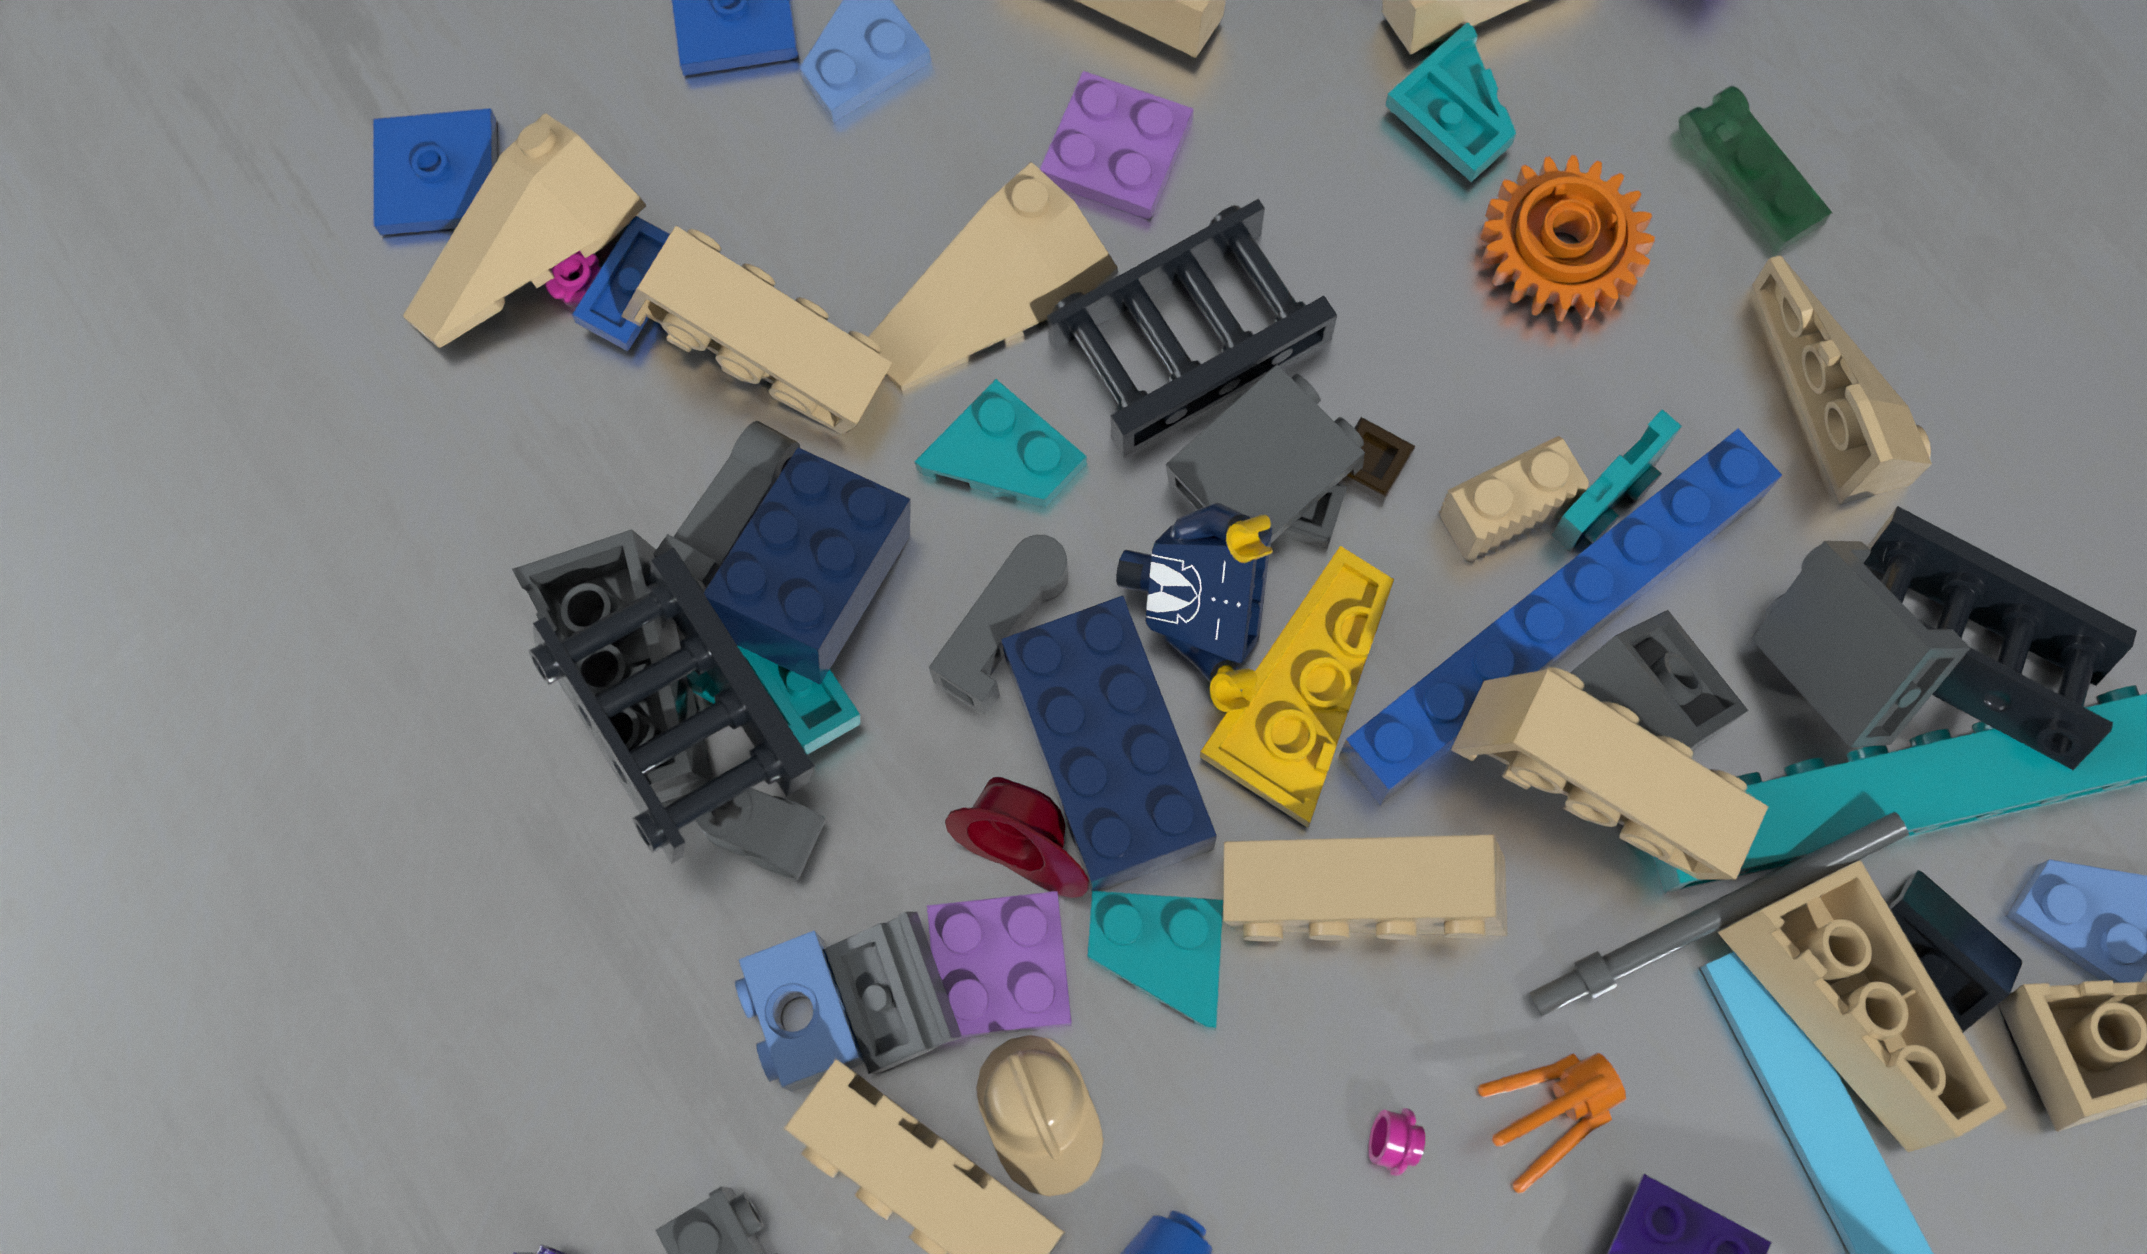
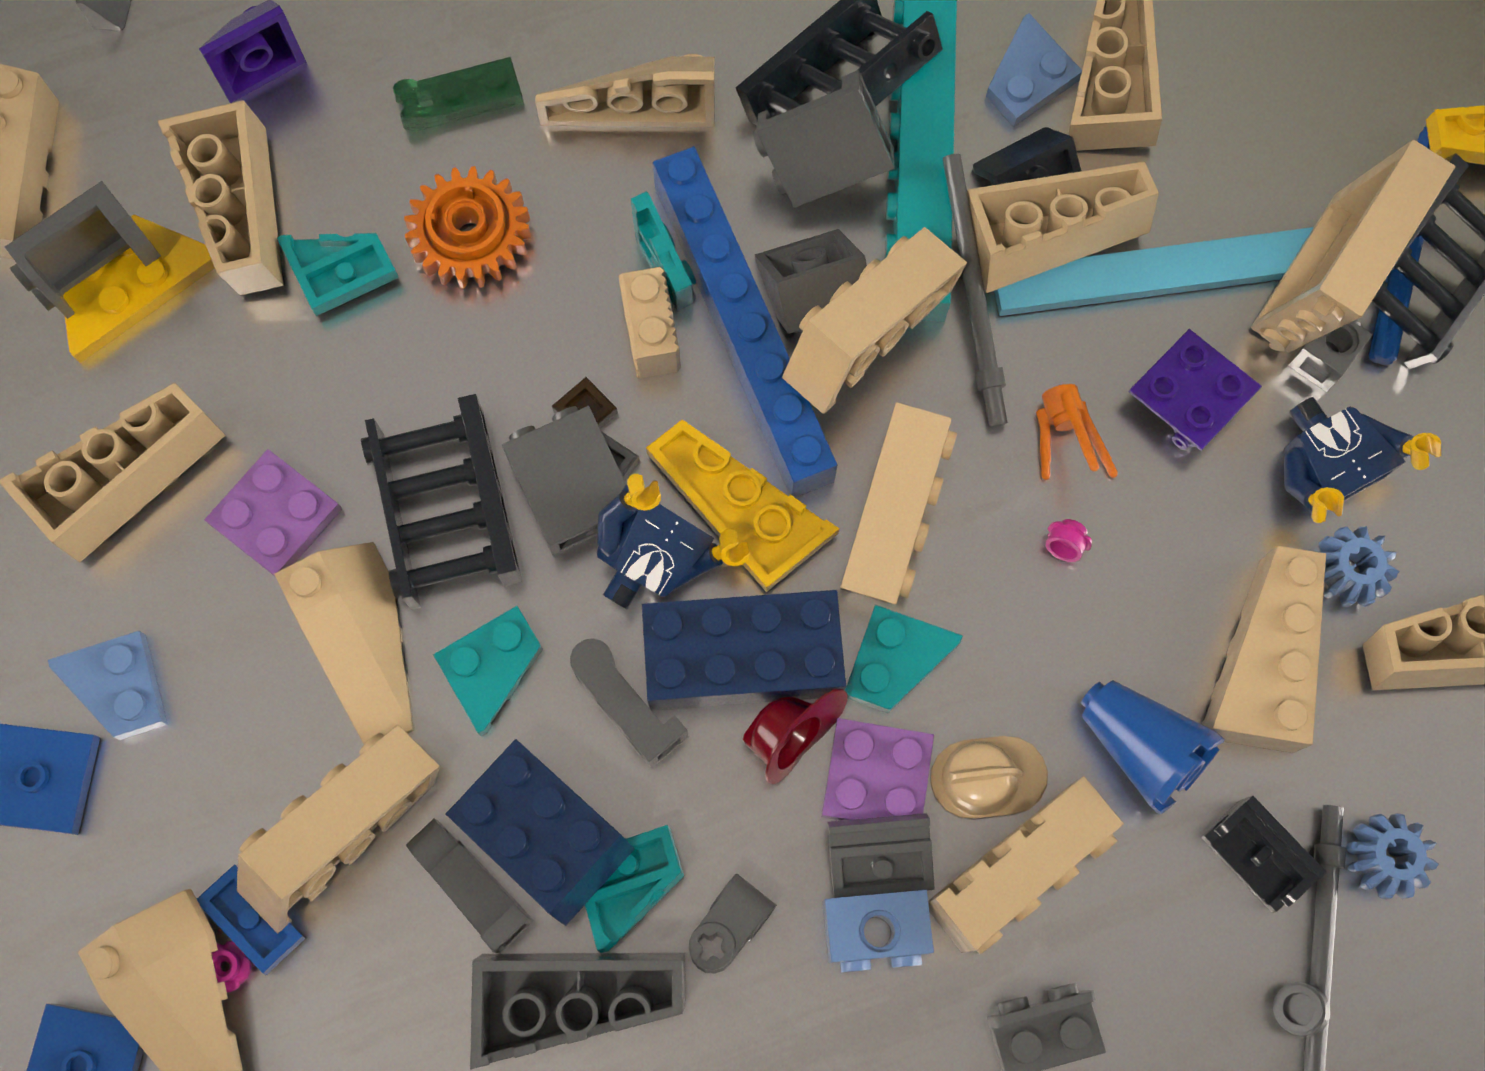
camera: 80 degrees left, 0 degrees up
(705, 649) = (590, 924): black fence -> none

